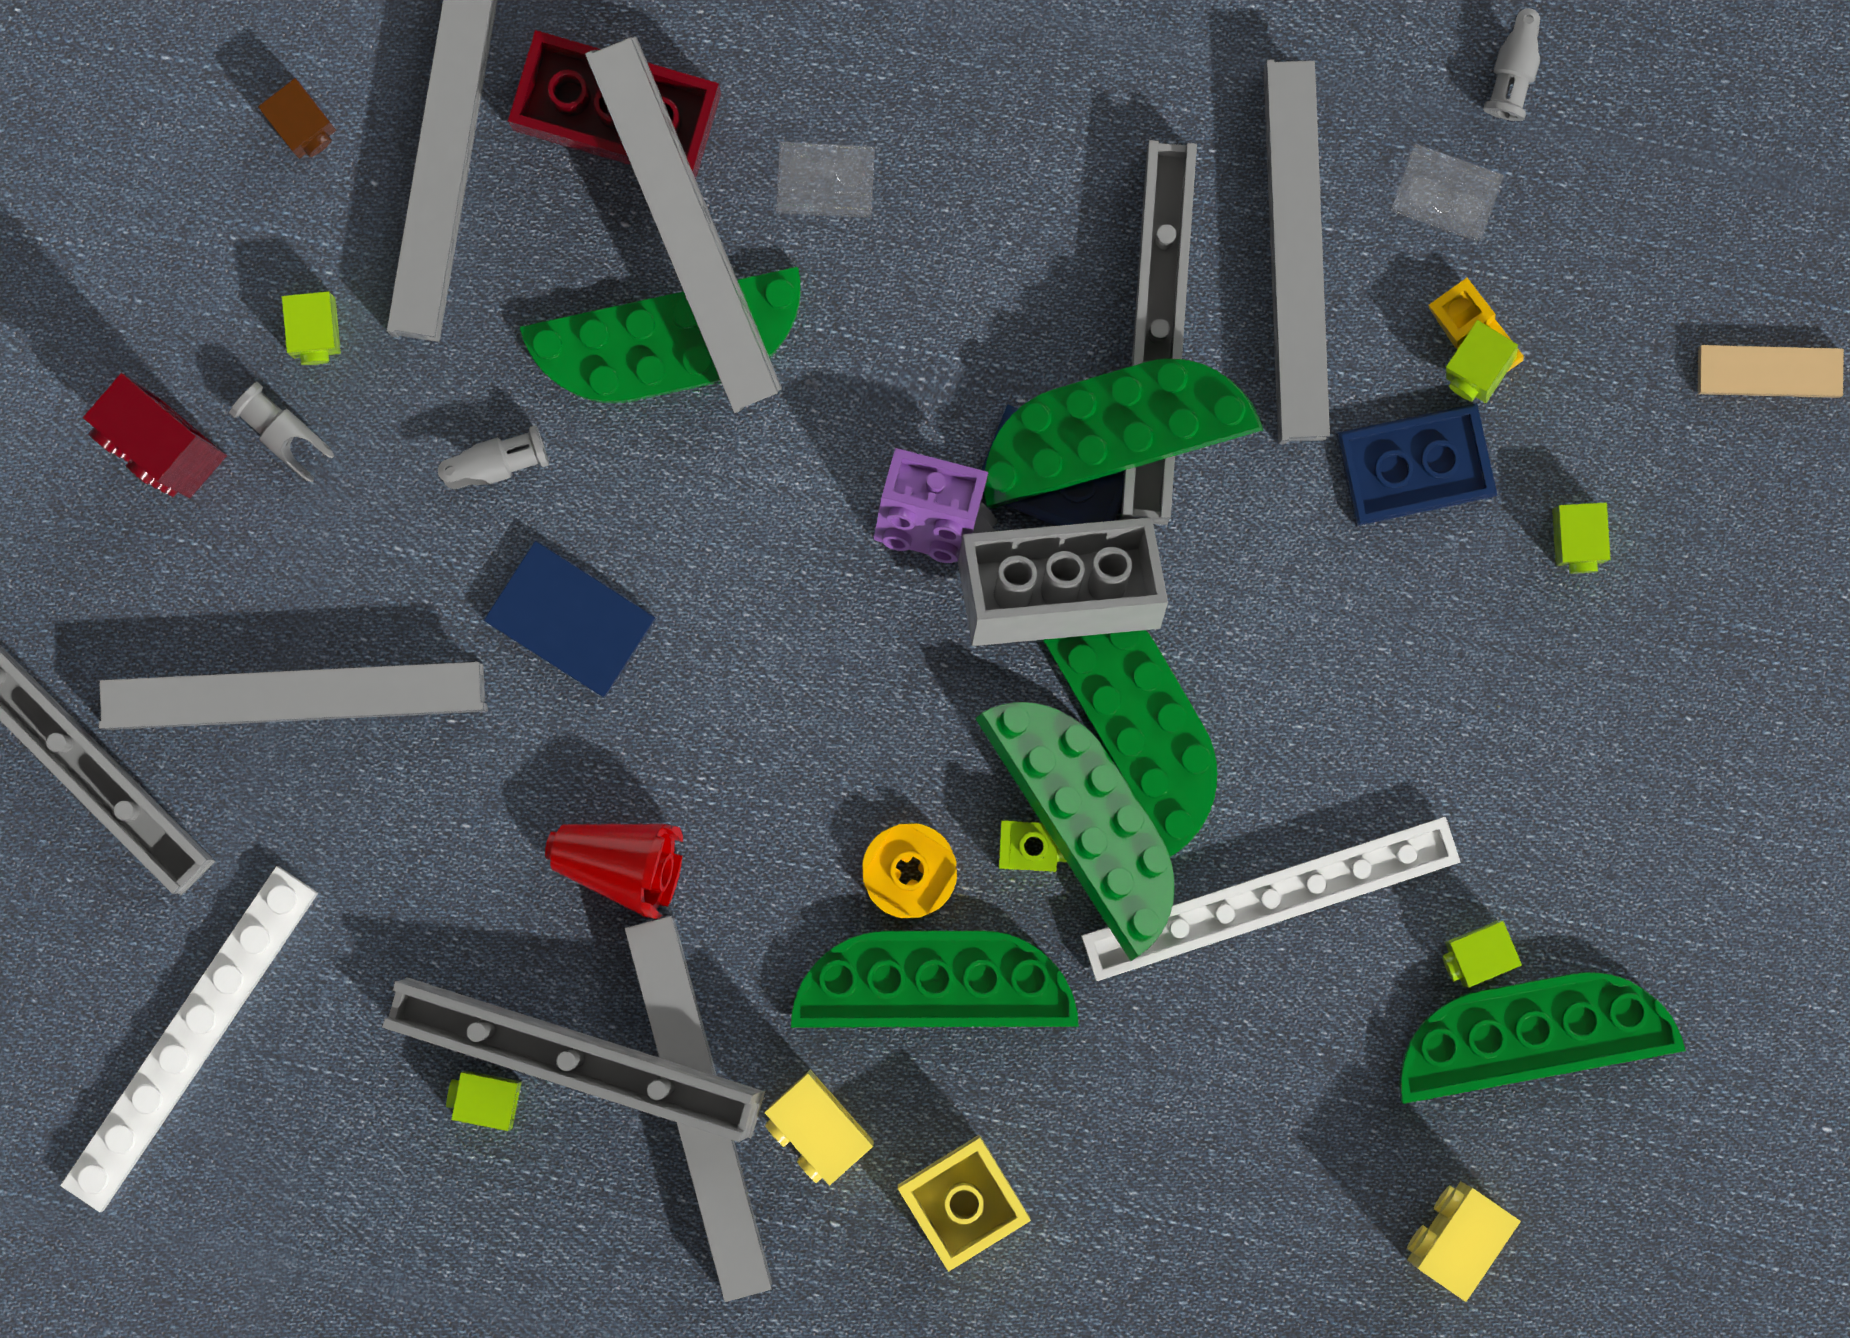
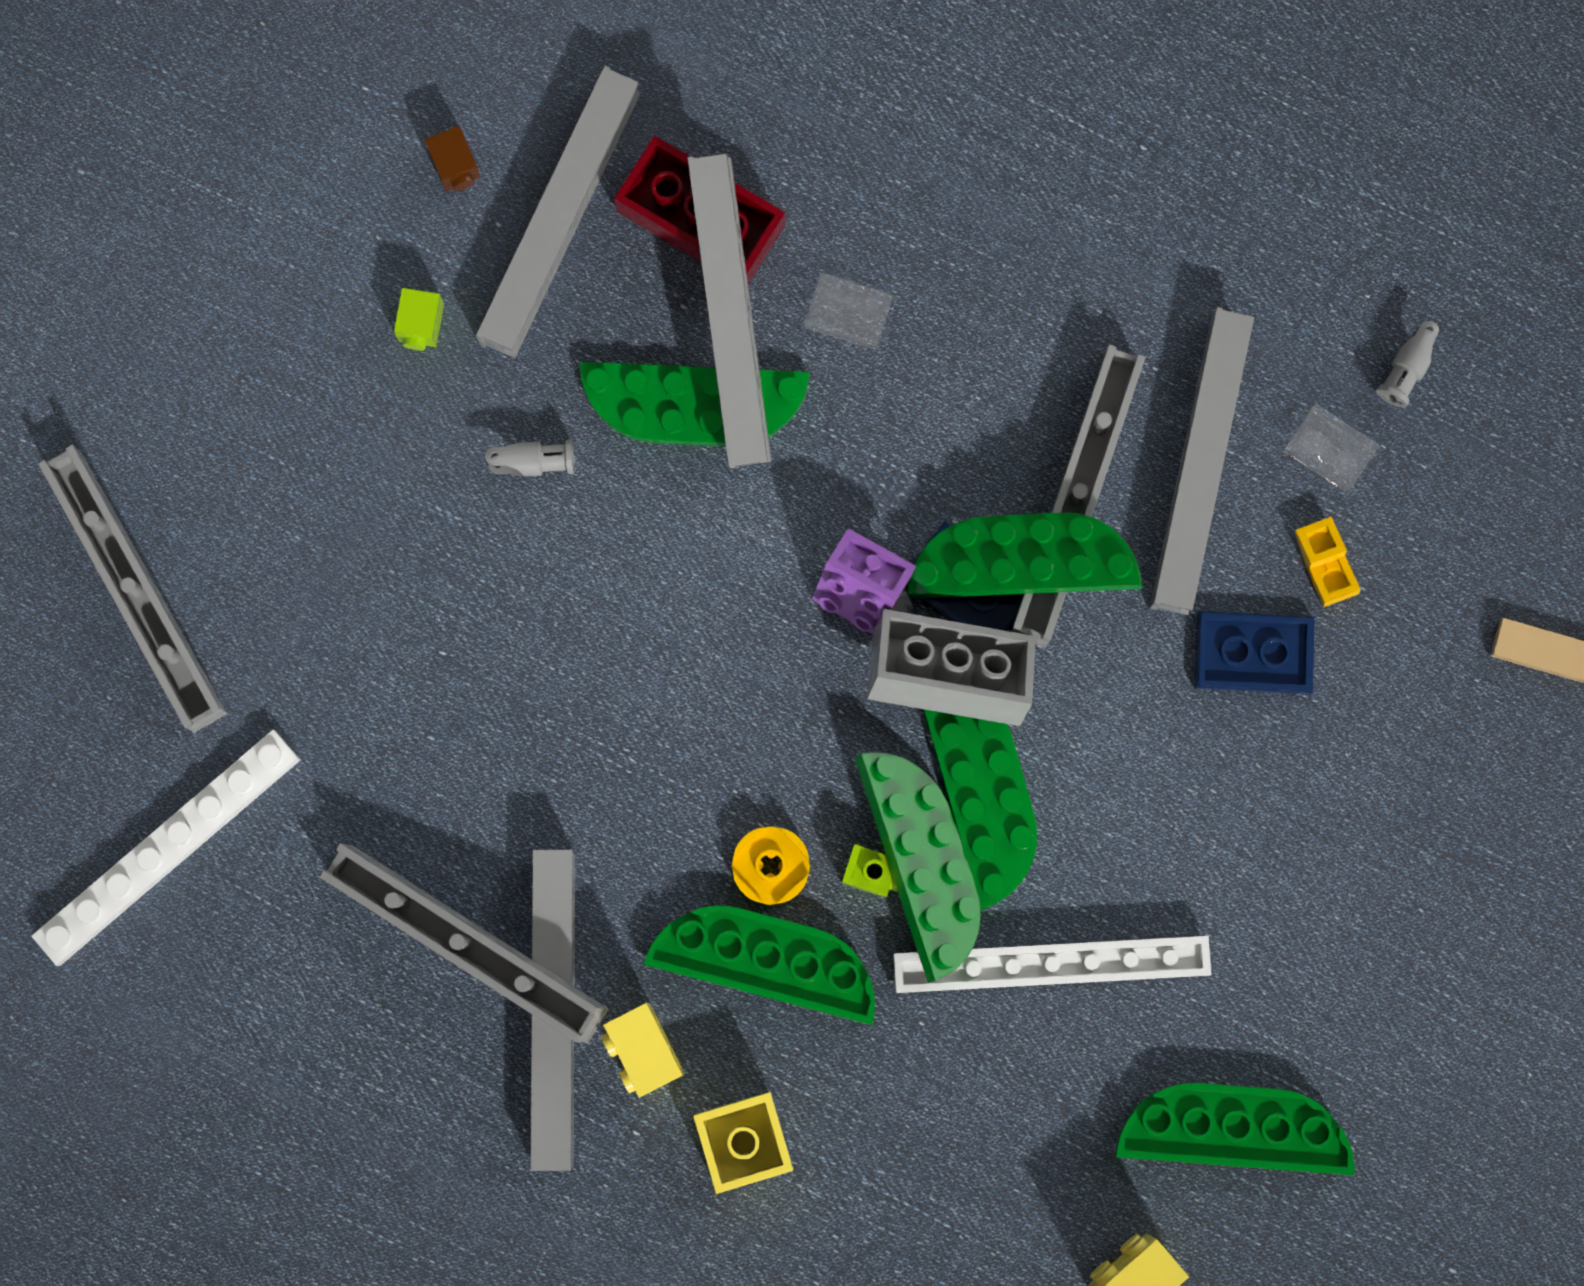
camera: 15 degrees right, 5 degrees down
(152, 438) = (268, 366): dark red brick -> none
(276, 427) = (369, 388): light grey piece -> none
(292, 696) = (323, 599): light grey tile -> none
(484, 1100) = (384, 957): lime brick -> none
(569, 619) = (557, 598): dark blue tile -> none
(620, 861) = (544, 797): red cone -> none
(1480, 363) = (1326, 584): lime brick -> none
(1480, 954) = (1209, 1053): lime brick -> none
(1581, 536) = (1371, 742): lime brick -> none

